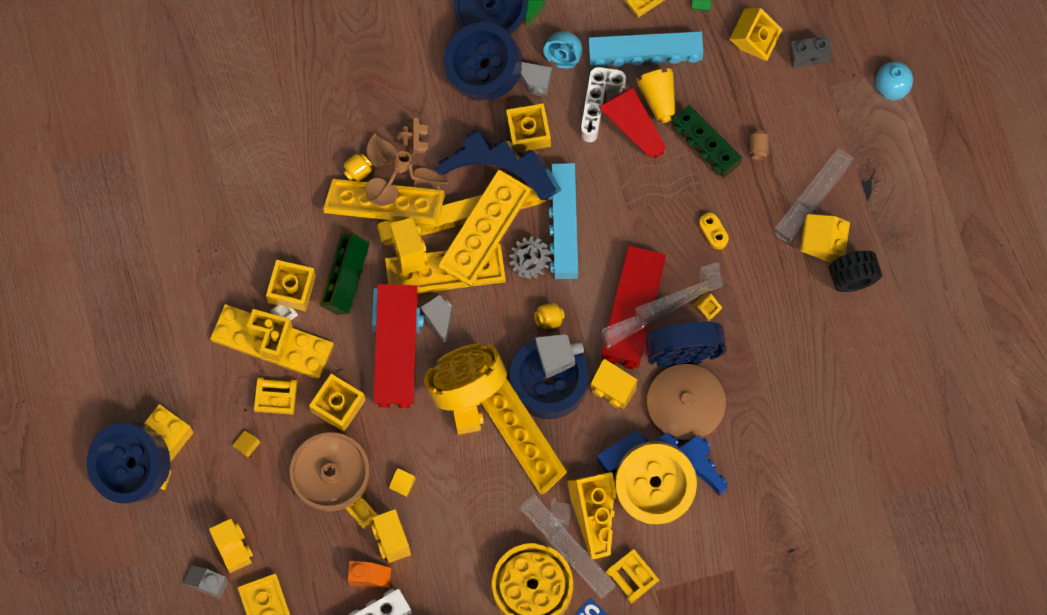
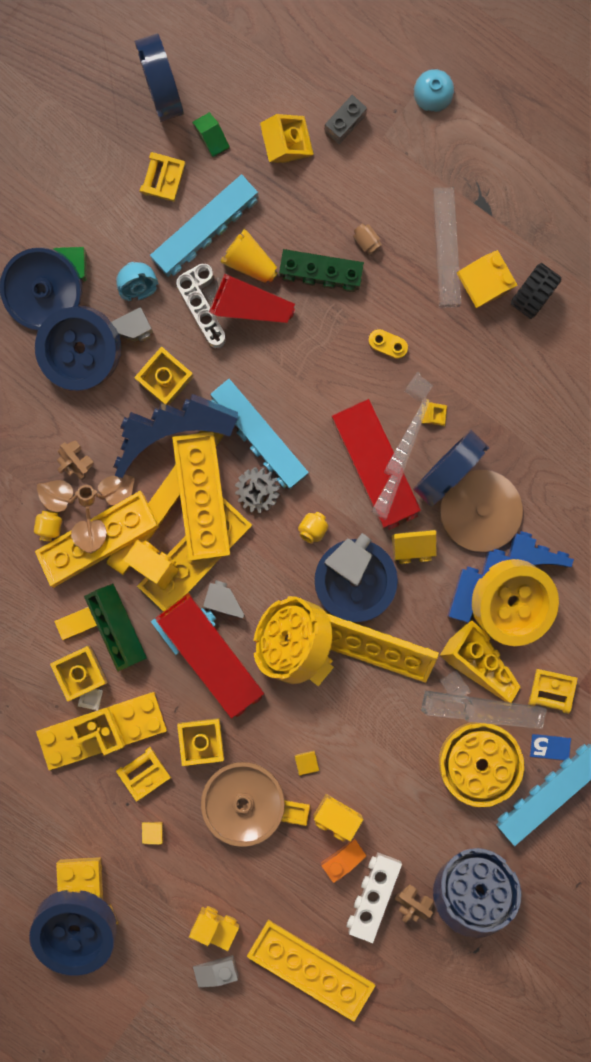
camera: 45 degrees left, 15 degrees up
(318, 251) = (75, 623): none -> yellow tile

